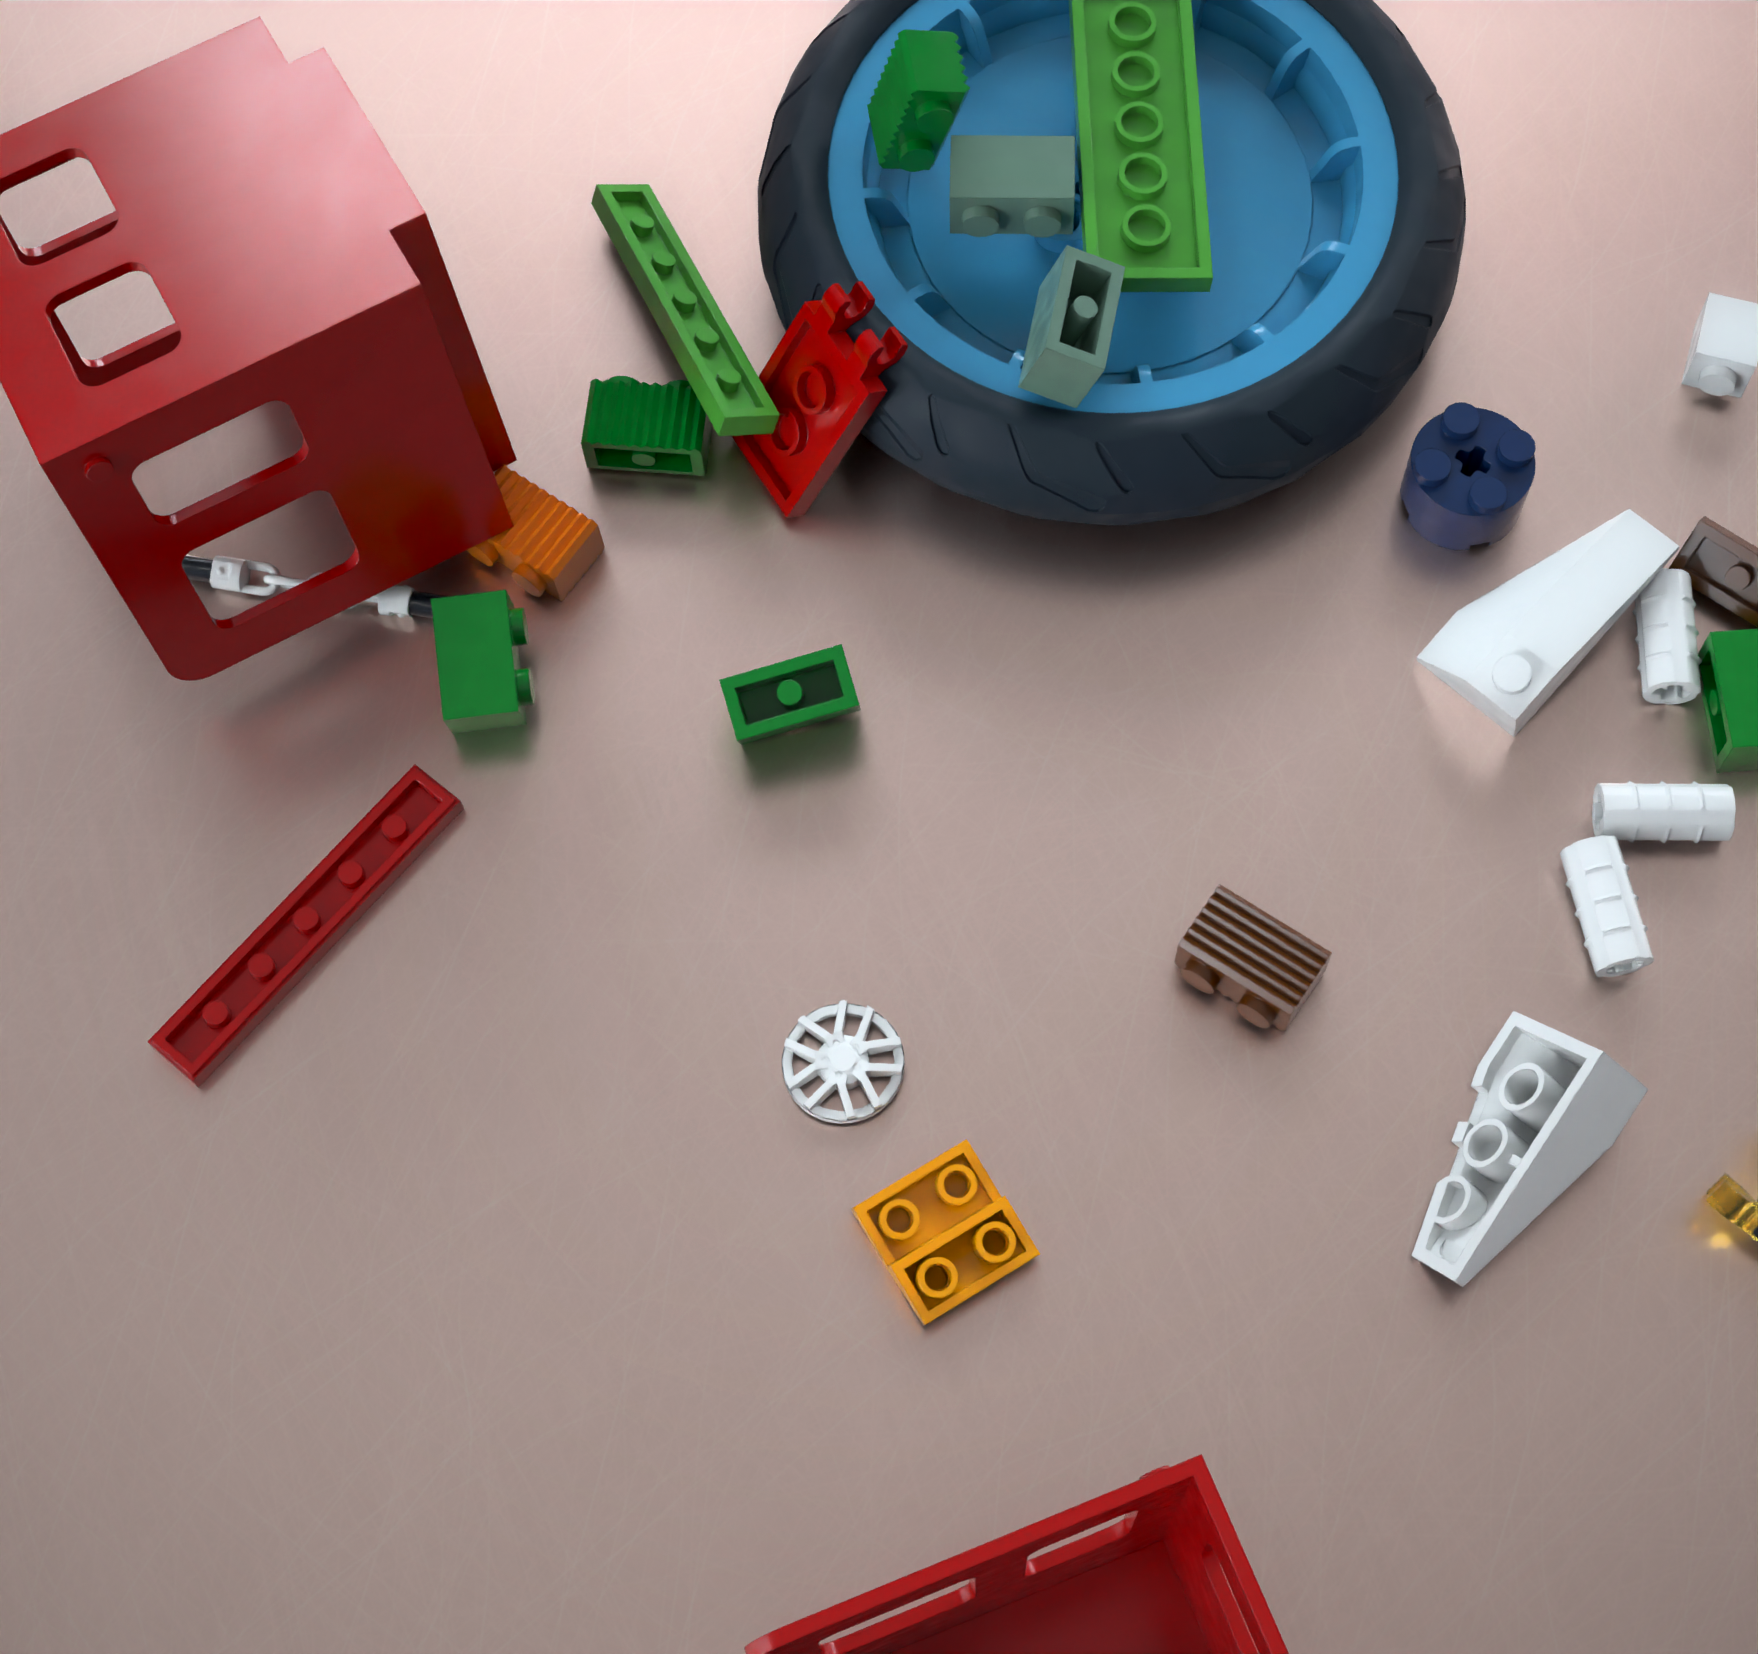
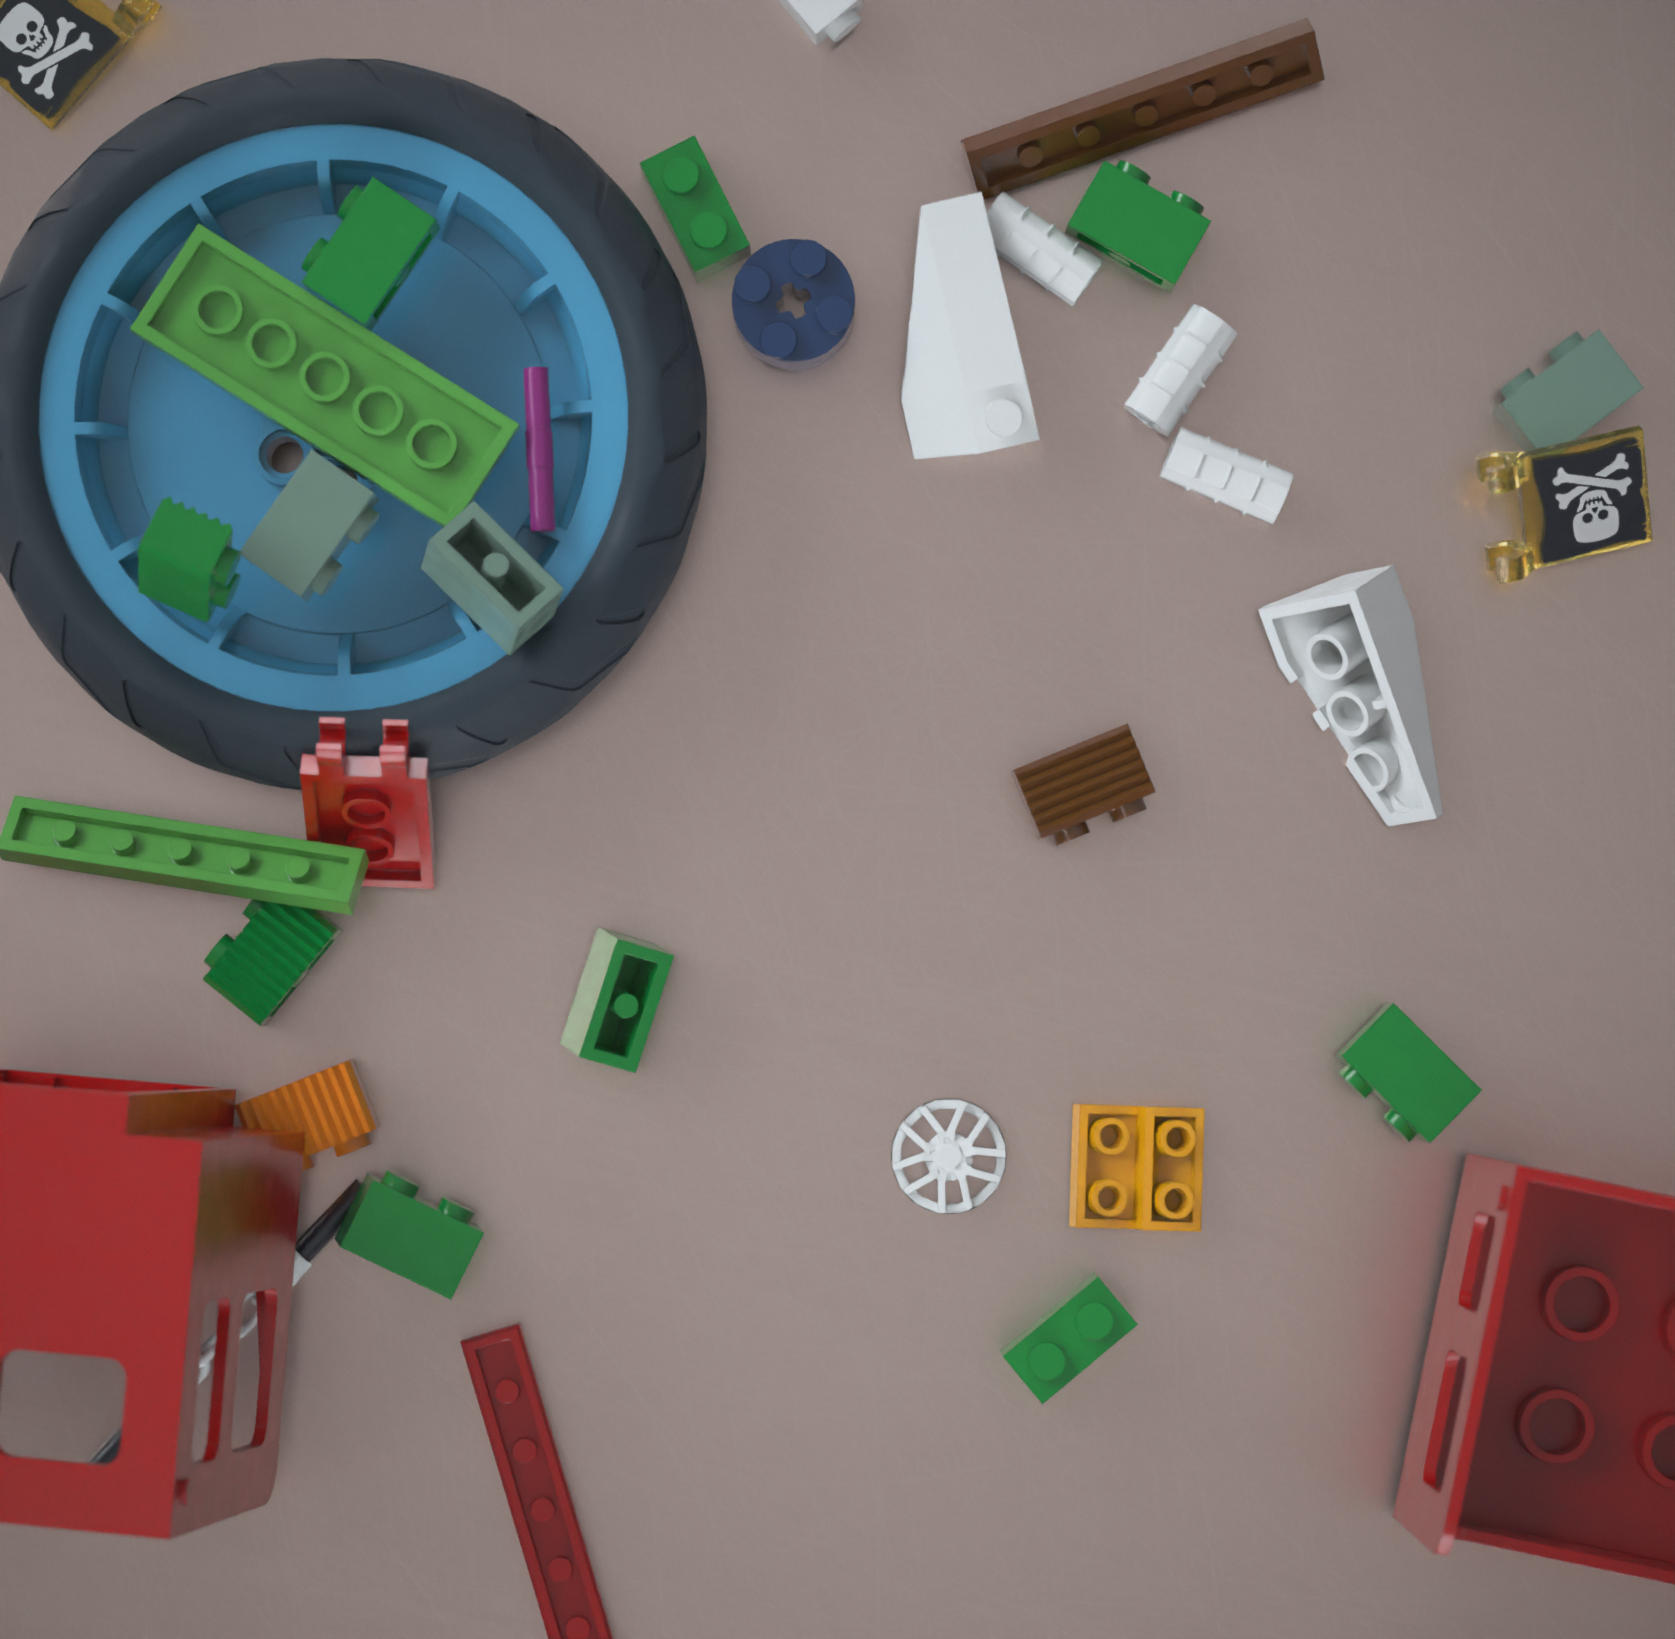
camera: 65 degrees left, 20 degrees up
(746, 1264) = (1068, 1338): none -> green brick
(1203, 315) = (539, 449): none -> magenta piece
(1203, 1406) = (1406, 1074): none -> green brick
(1263, 100) = (369, 252): none -> green brick
(1484, 353) = (695, 209): none -> green brick

